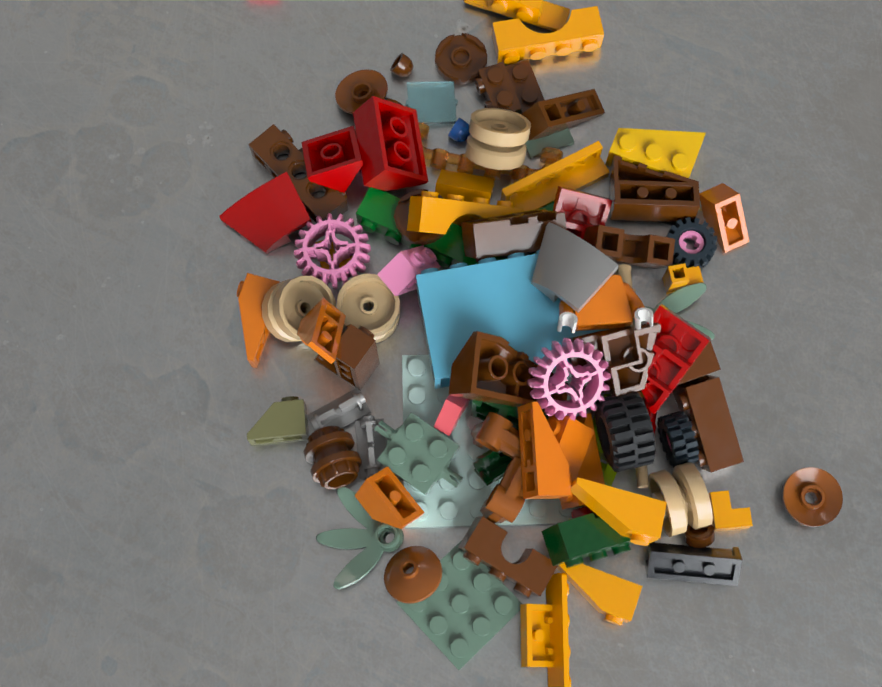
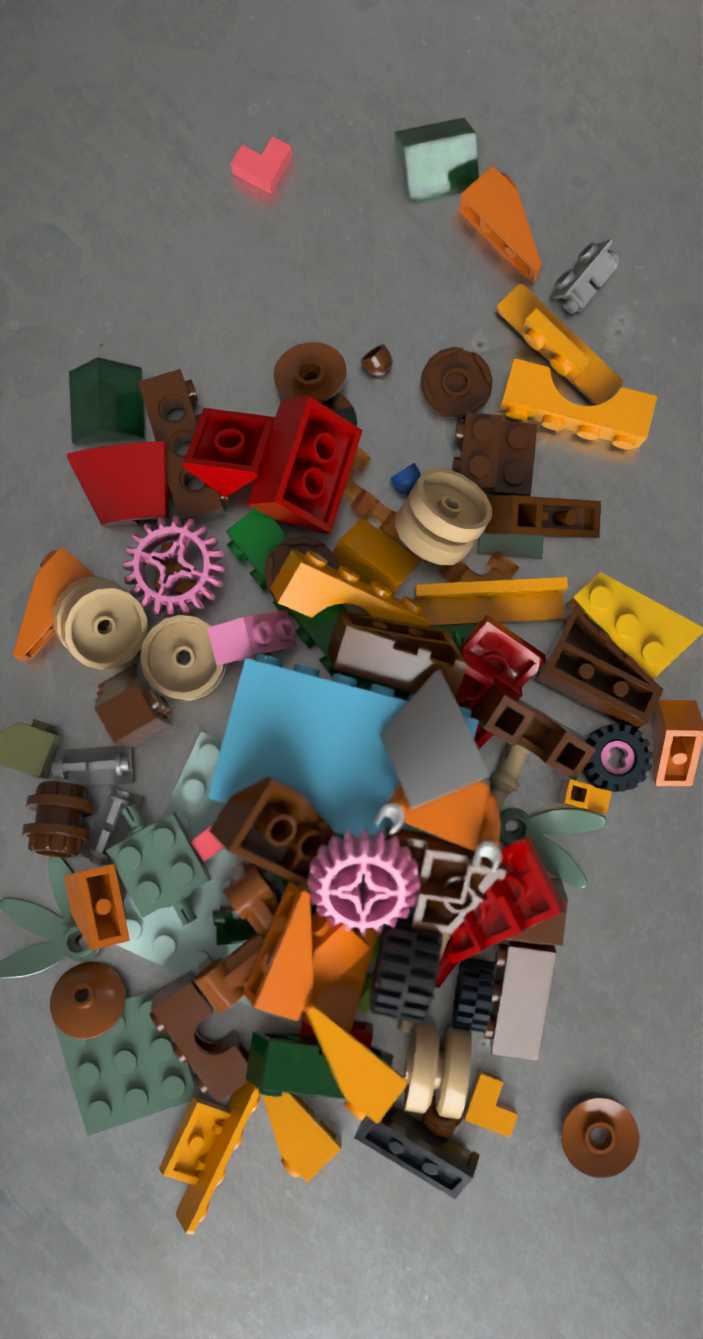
camera: 25 degrees right, 10 degrees up
(229, 171) = (106, 402): none -> clear green slope
(322, 329) = (98, 677): orange slope -> none
(433, 101) = (392, 425): clear light blue piece -> none

